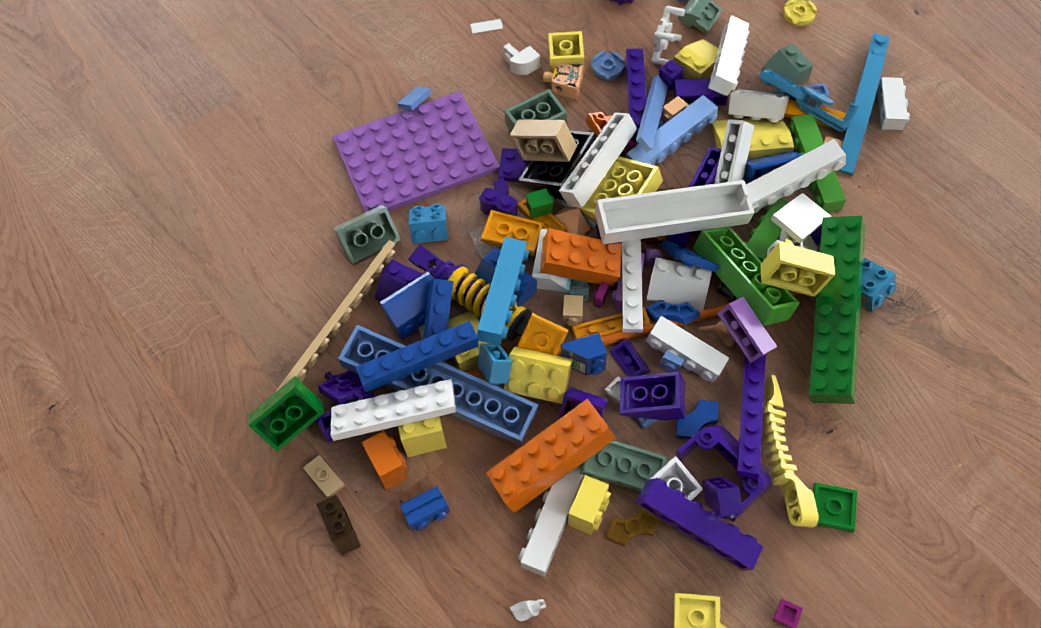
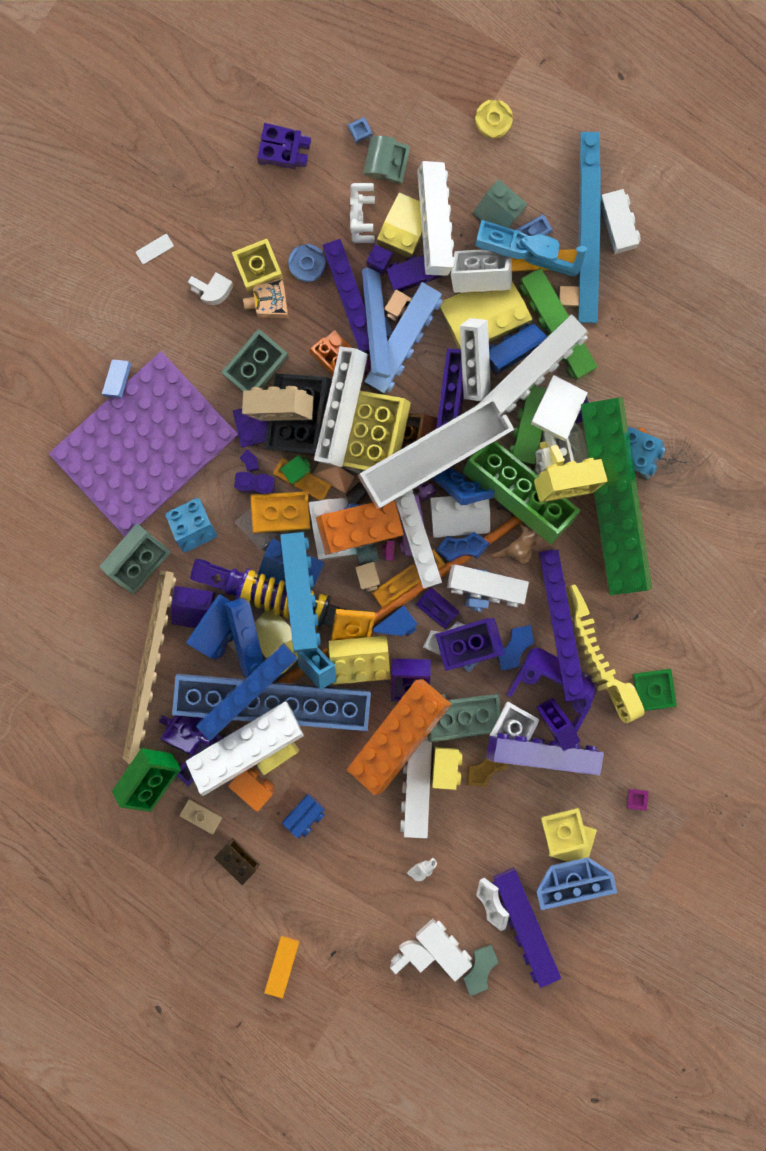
camera: 20 degrees left, 25 degrees up
(746, 329) = (538, 554): medium lavender brick -> none

